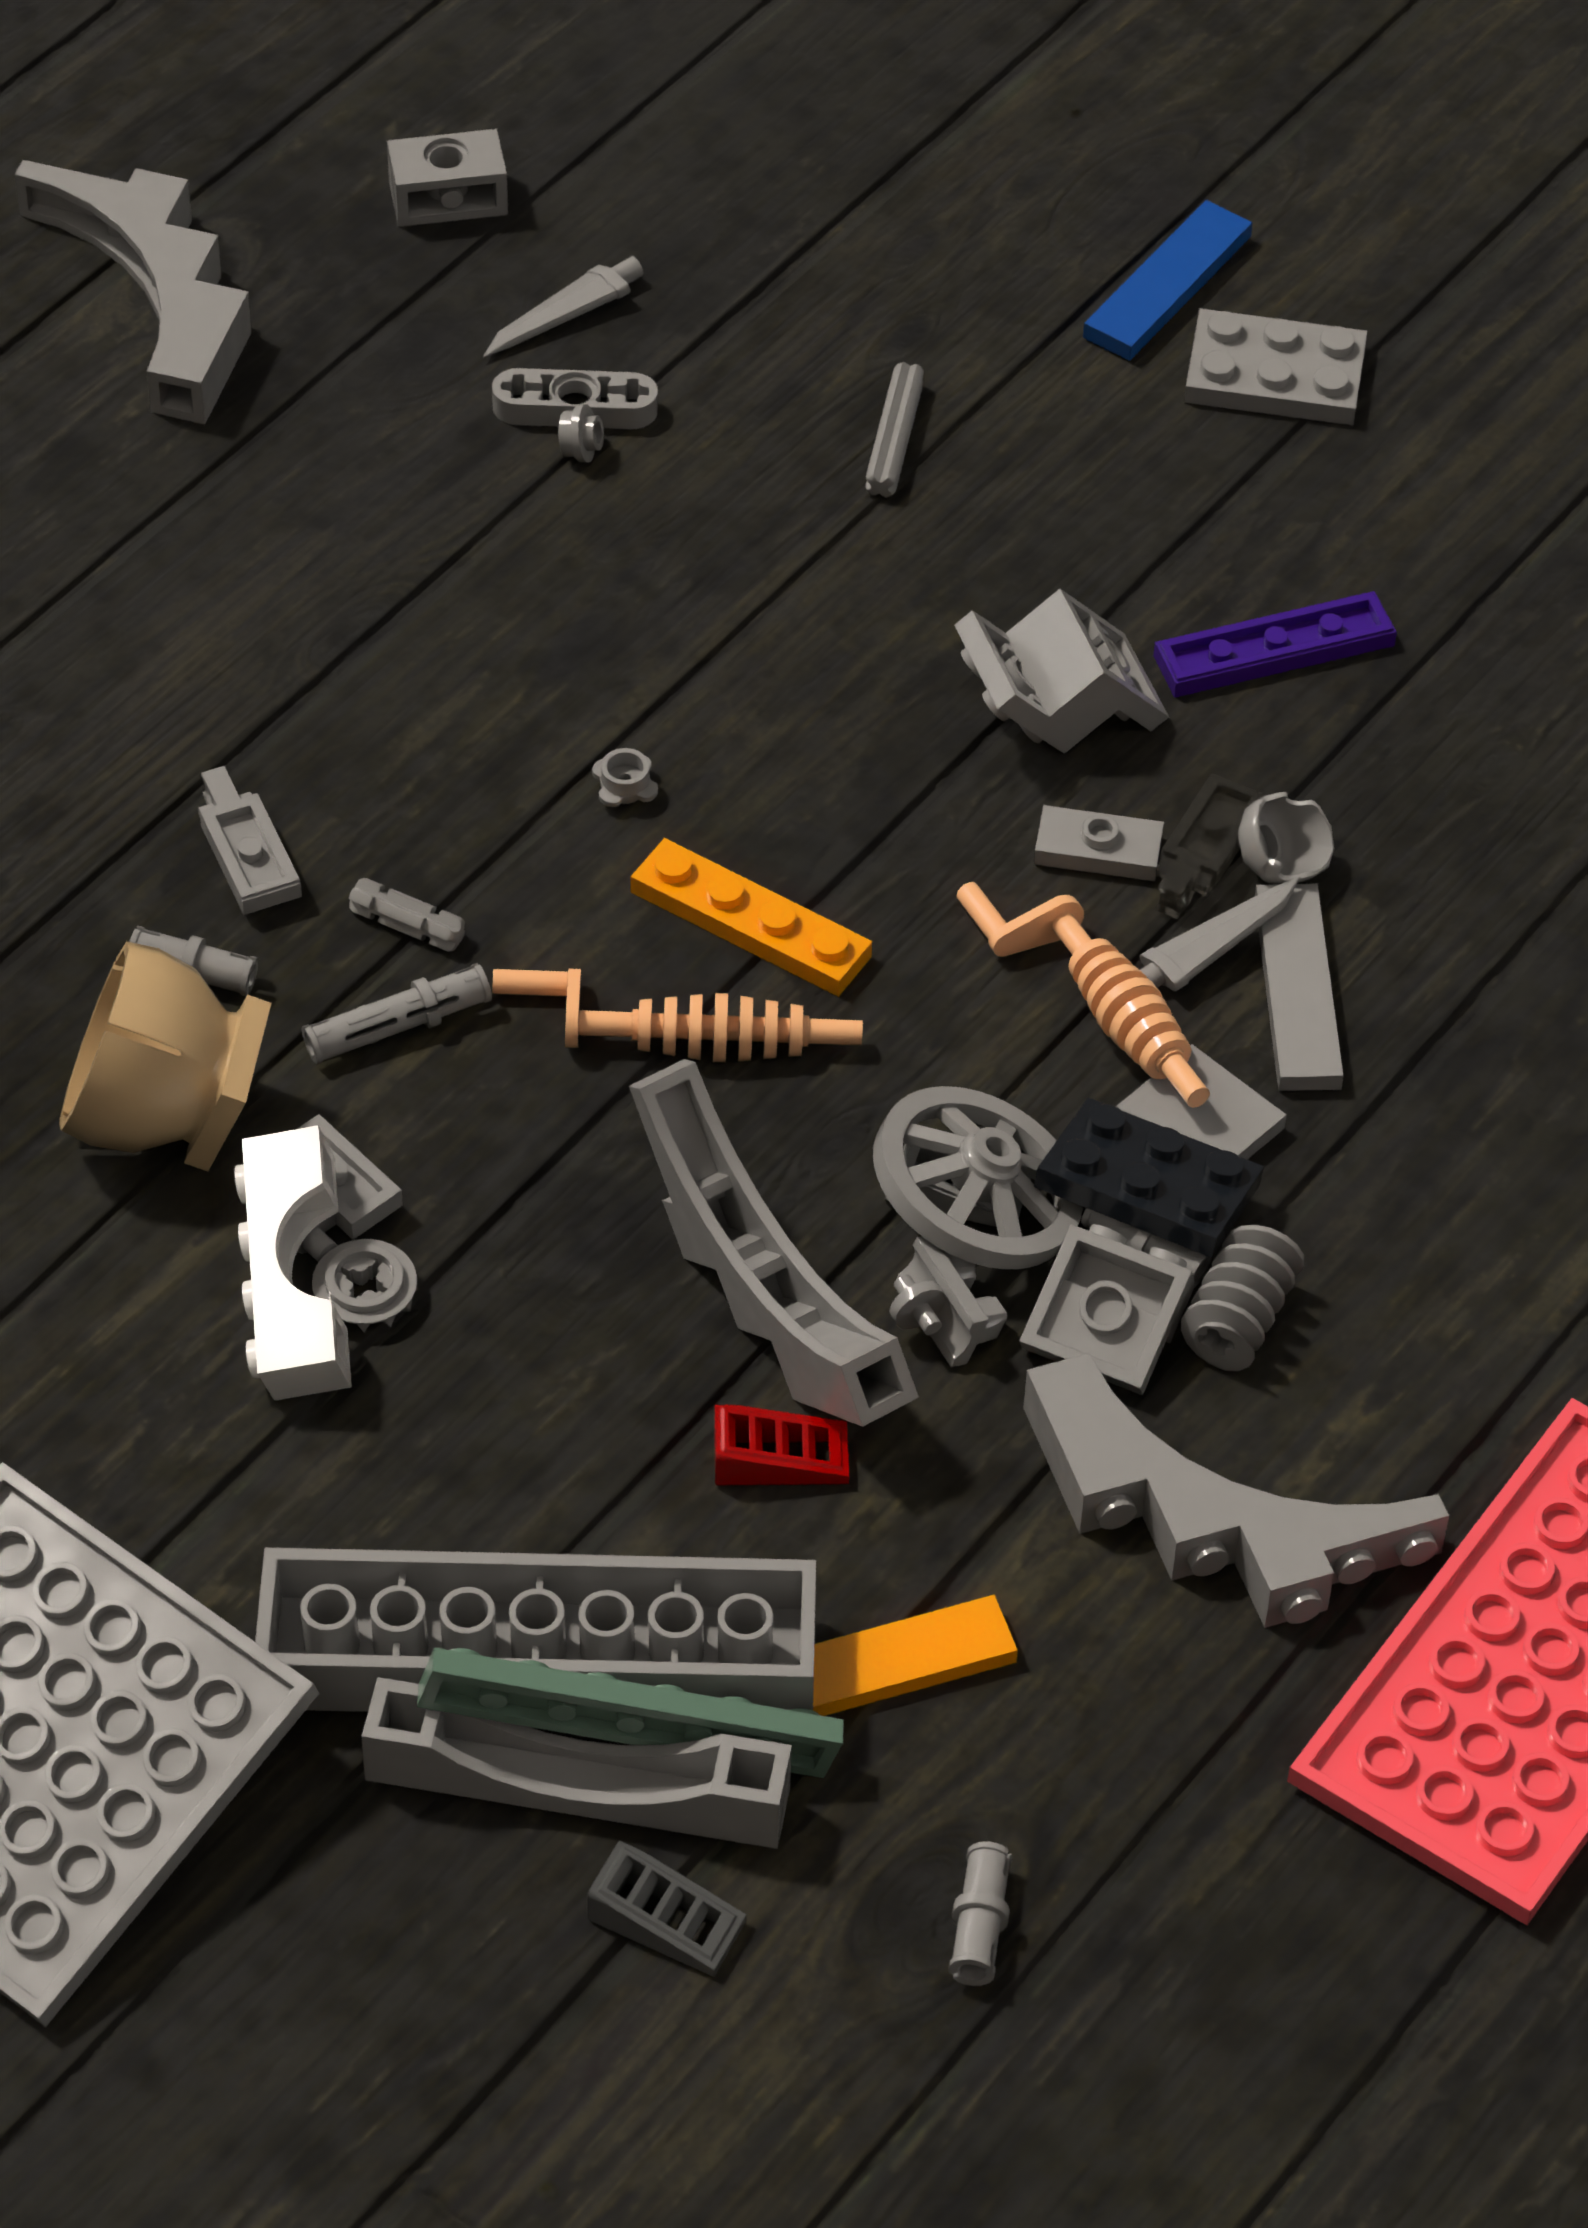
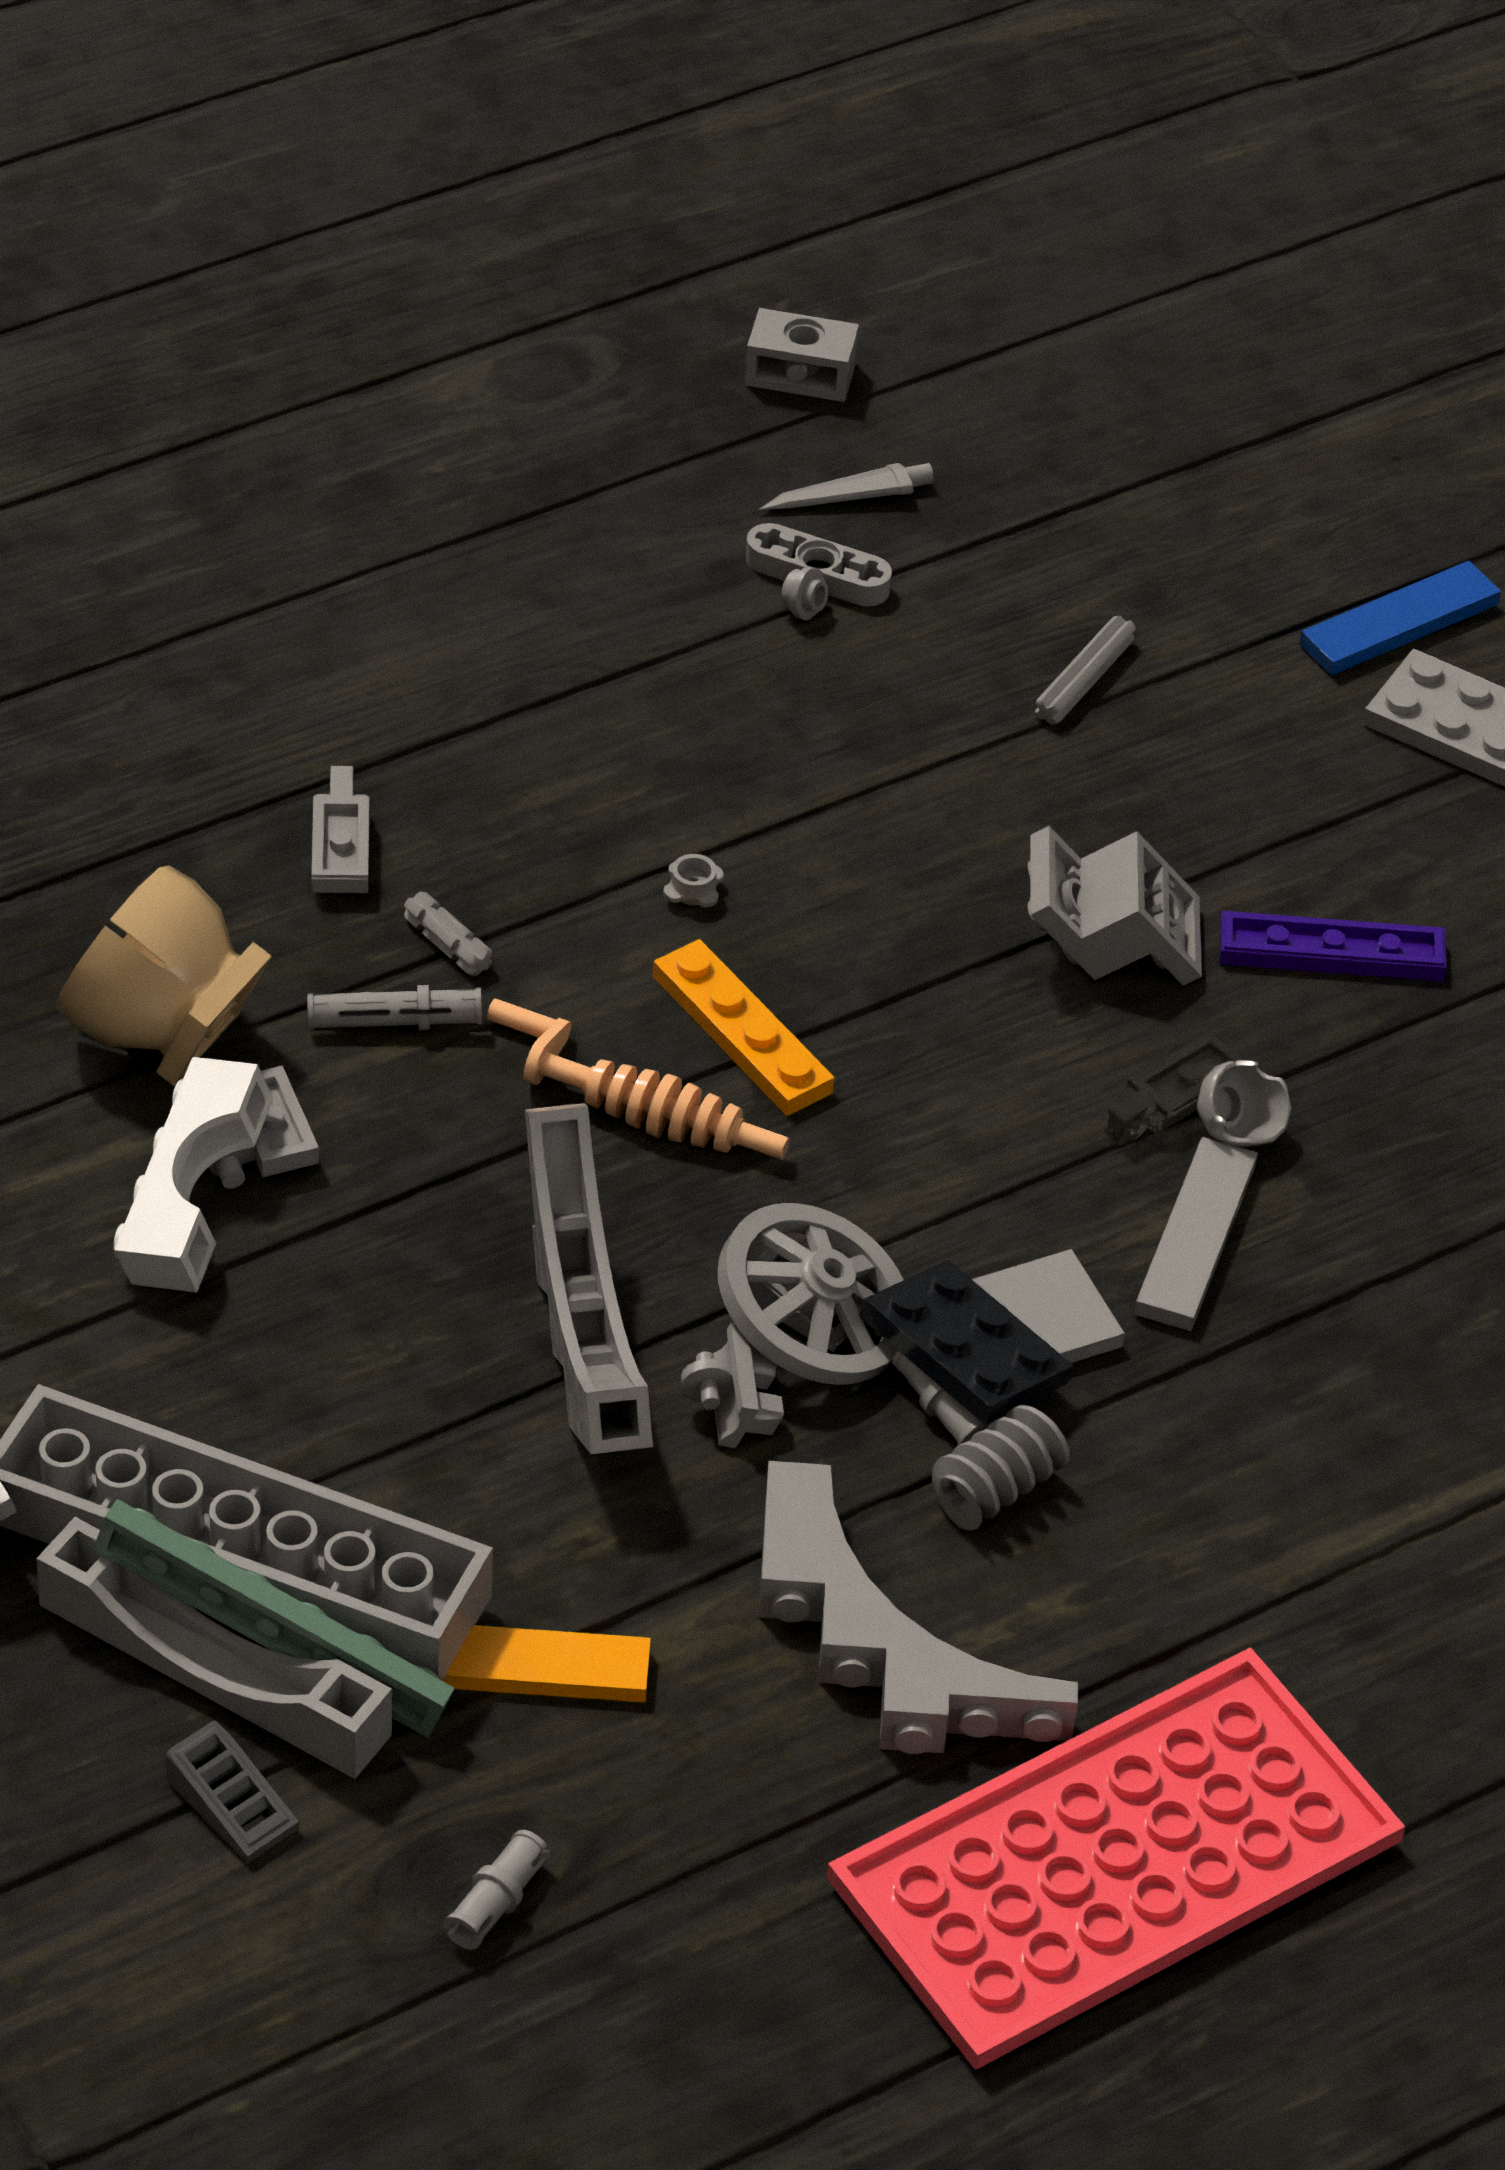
camera: 20 degrees right, 5 degrees down
(177, 267) = (526, 329): light grey arch -> none
(215, 965) = (250, 916): light grey pin -> none
(357, 1263) = (256, 1197): light grey gear -> none
(757, 1467) = (516, 1433): red slope -> none
(1098, 843) = (1079, 1059): light grey plate -> none
(1110, 1305) = (876, 1436): light grey plate -> none
(1116, 992) = (1023, 1182): light nougat piece -> none
(1193, 951) = (1112, 1174): light grey bar -> none

